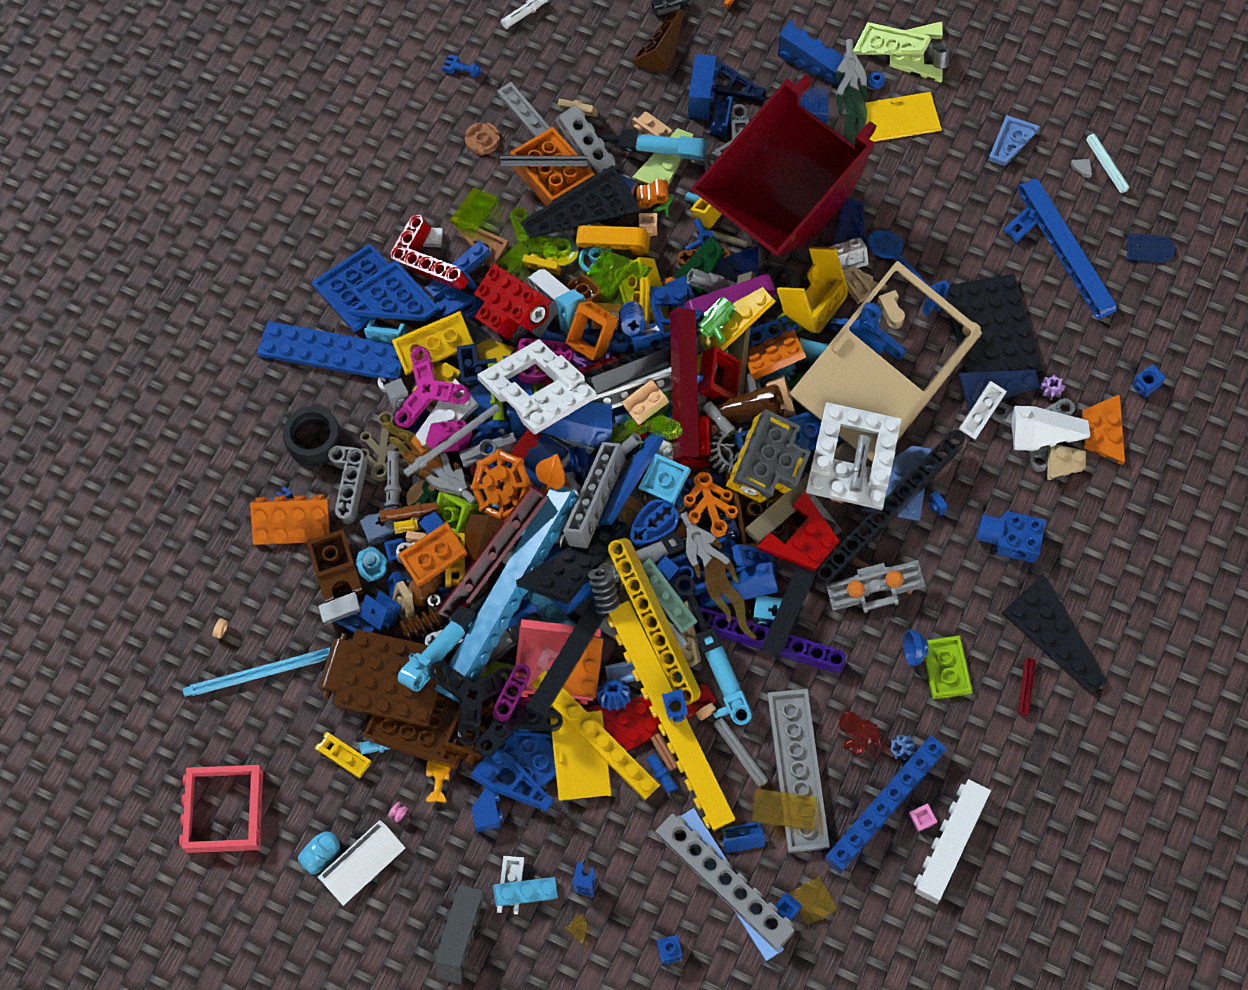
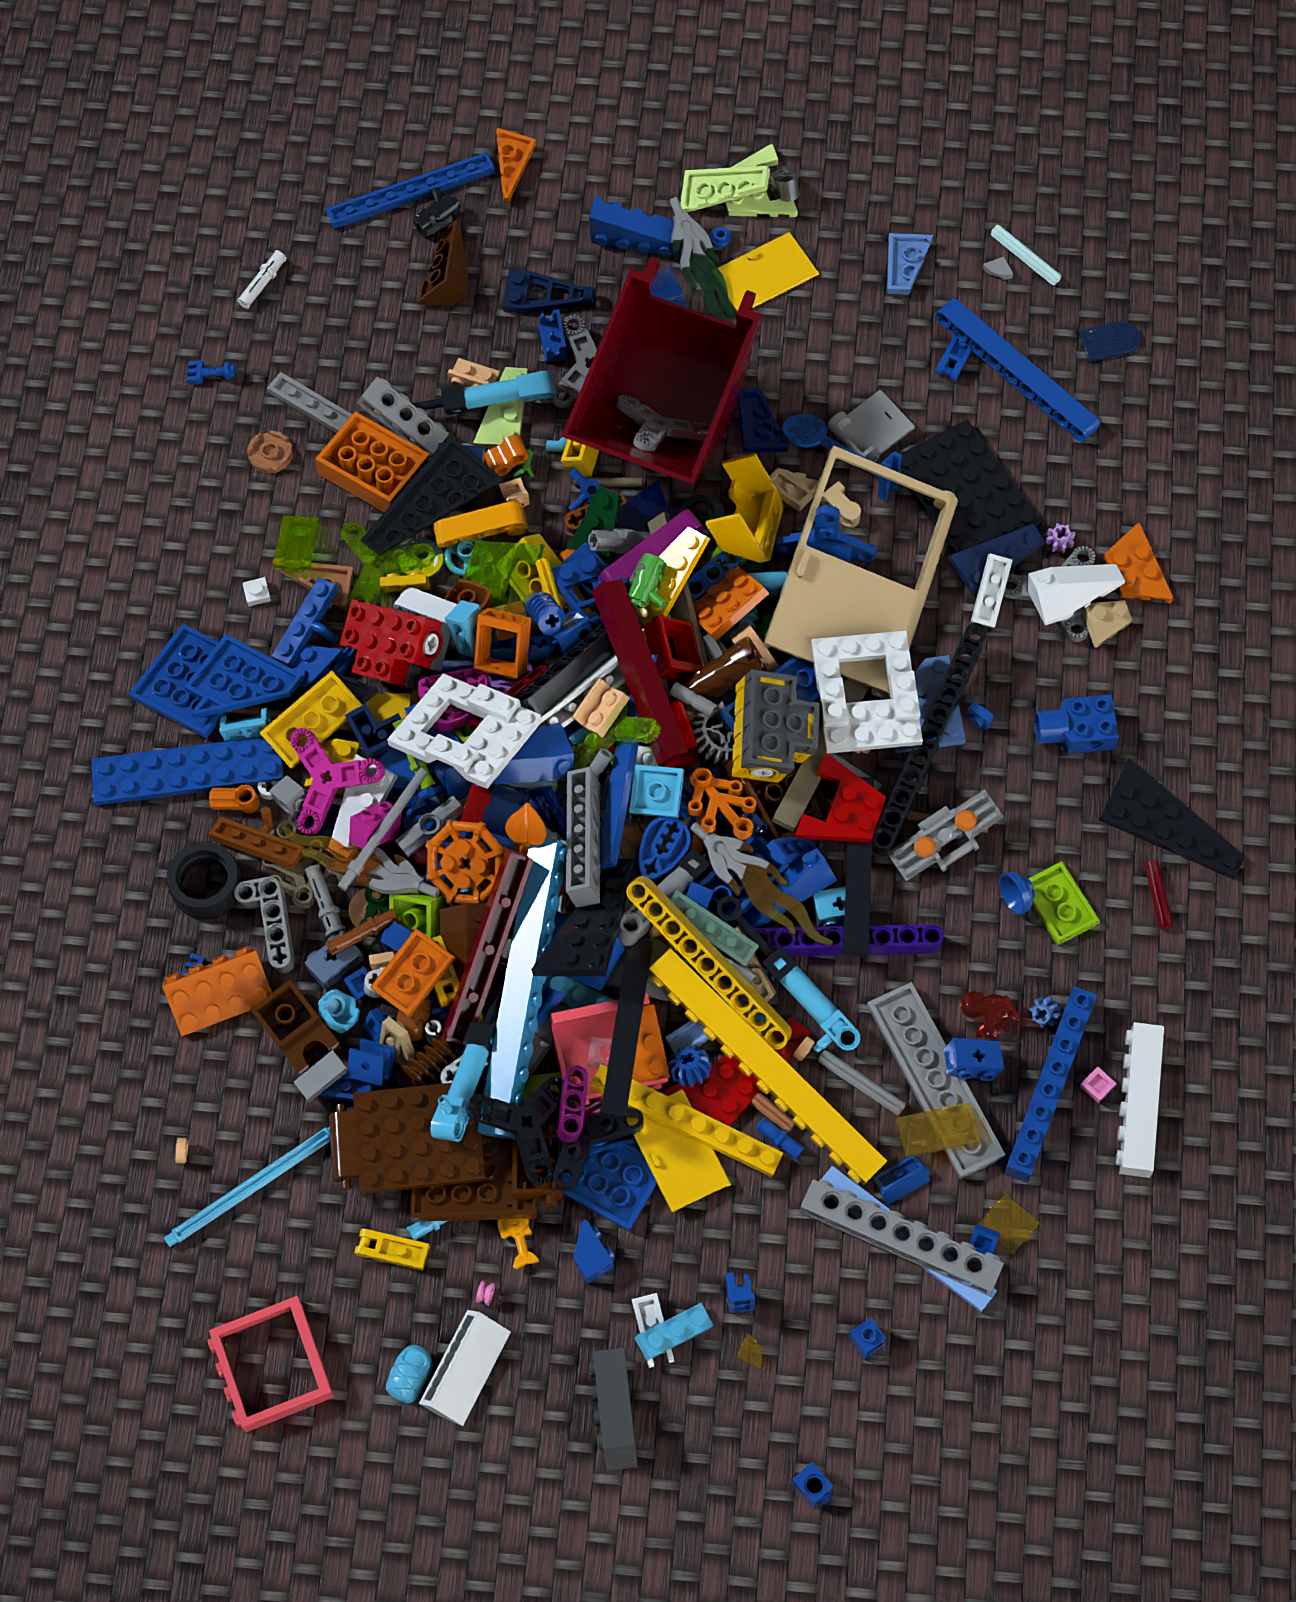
camera: 20 degrees left, 0 degrees up
(356, 383) = (232, 799): none -> orange piece
(360, 420) = (256, 841): none -> dark orange plate
(407, 525) = (364, 950): yellow pin -> none
(408, 256) = (240, 621): red beam -> none
(490, 768) = (577, 1203): blue plate -> none
(543, 160) = (361, 456): axle -> none
(588, 110) = (366, 379): tan plate -> none
(604, 590) = (638, 946): dark grey piece -> none
(671, 697) = (767, 1042): blue brick -> none
(702, 86) = (518, 307): blue wedge -> none
(770, 205) = (656, 427): none -> light grey piece
(832, 764) = (973, 1059): none -> blue brick
(852, 253) = (772, 452): white bracket -> none
(858, 470) = (880, 706): light grey pin -> none
(935, 257) = (871, 426): none -> light grey door
(1152, 375) = (1169, 488): blue brick -> none

